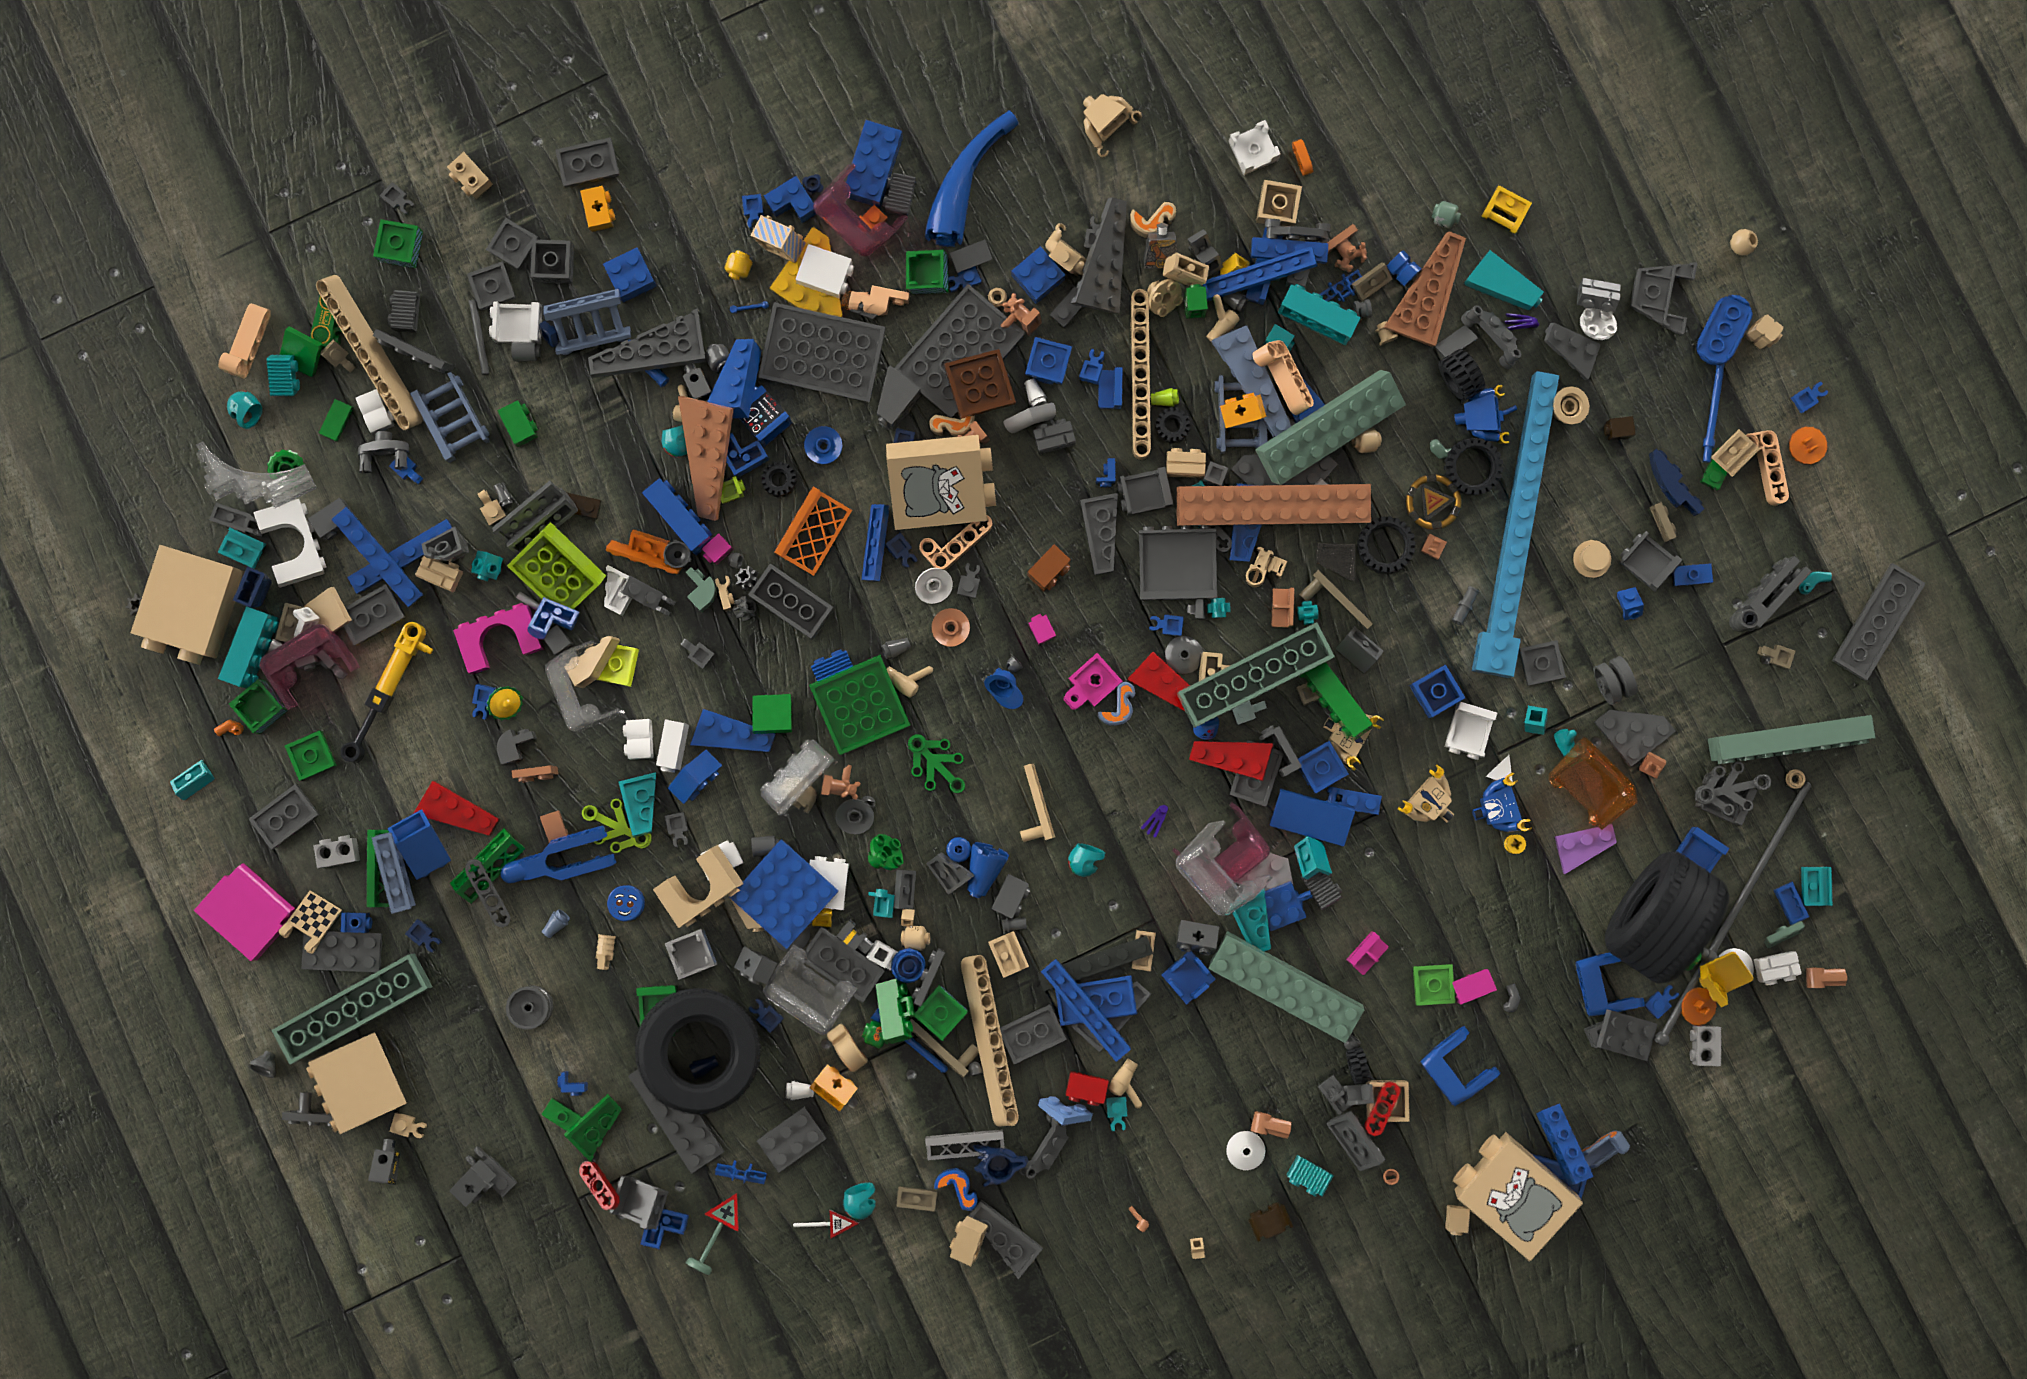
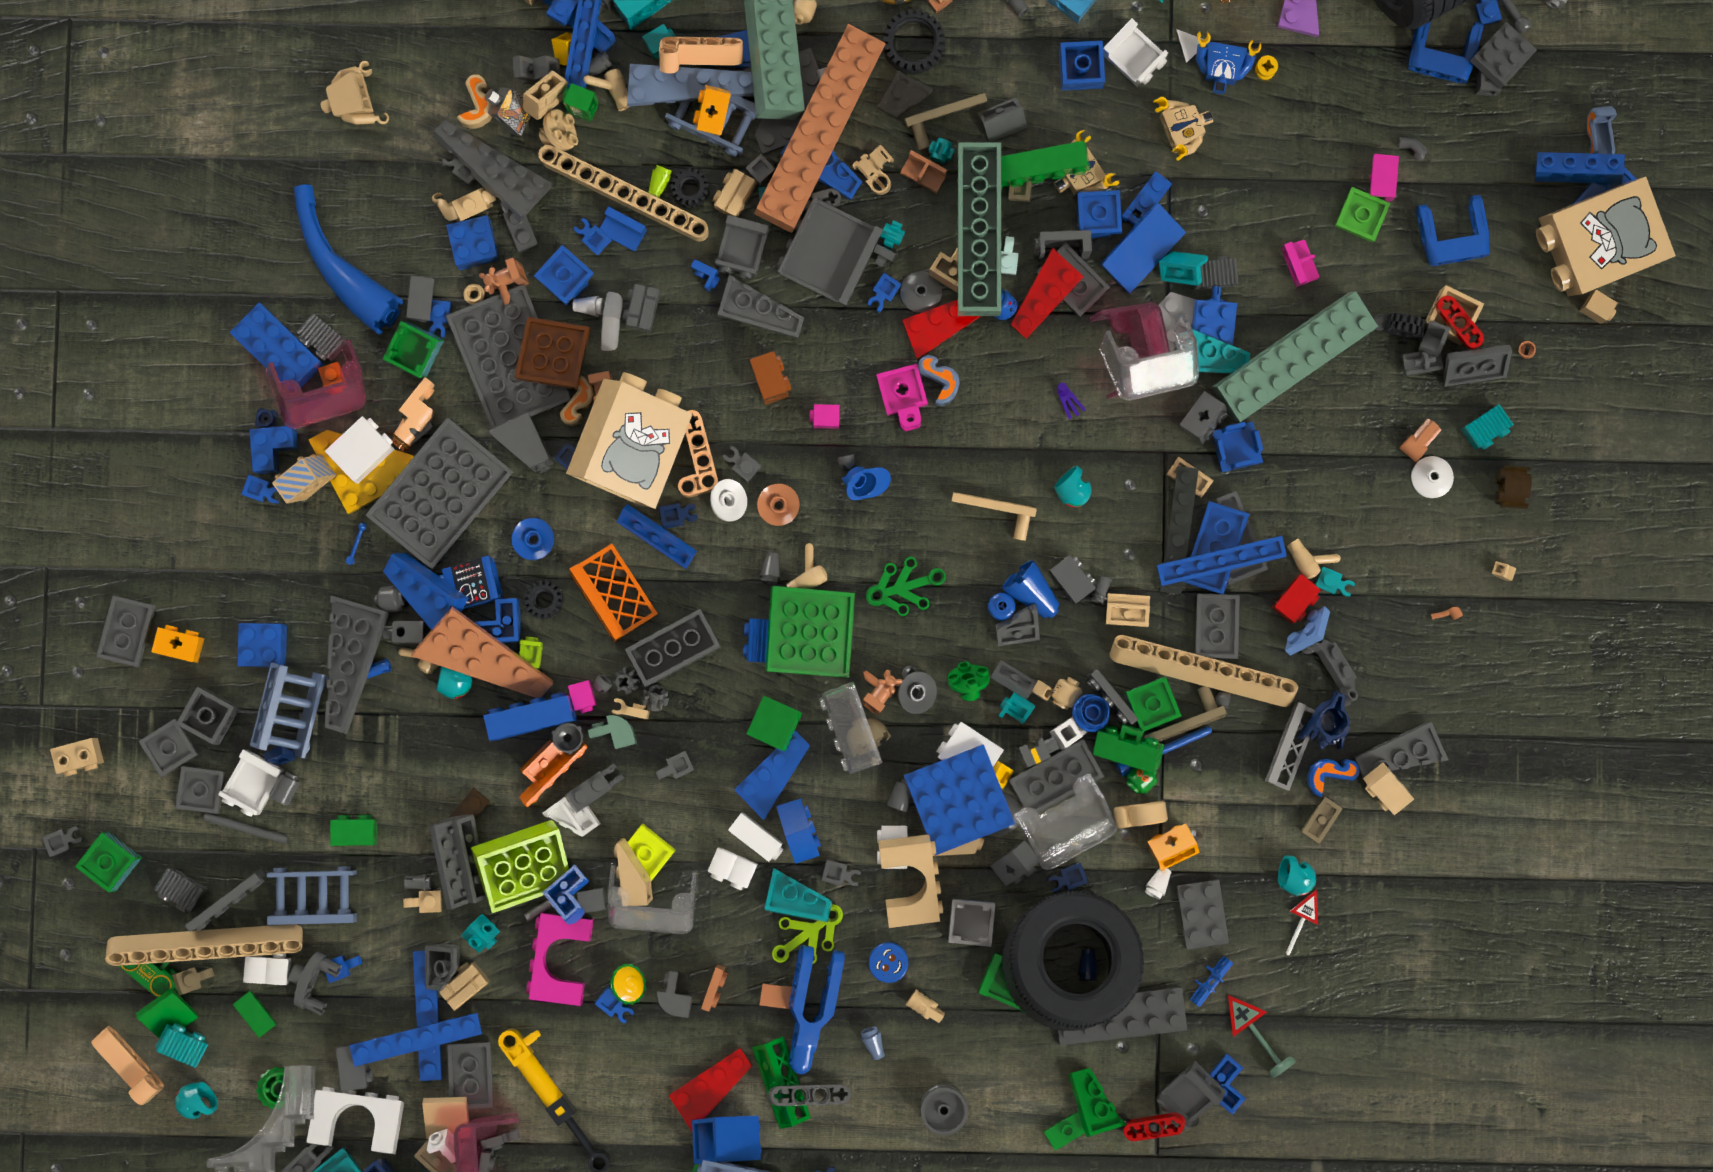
camera: 65 degrees left, 0 degrees up
(574, 1088) = (1046, 1104): blue bracket -> none
(738, 265) = (308, 532): yellow head -> none

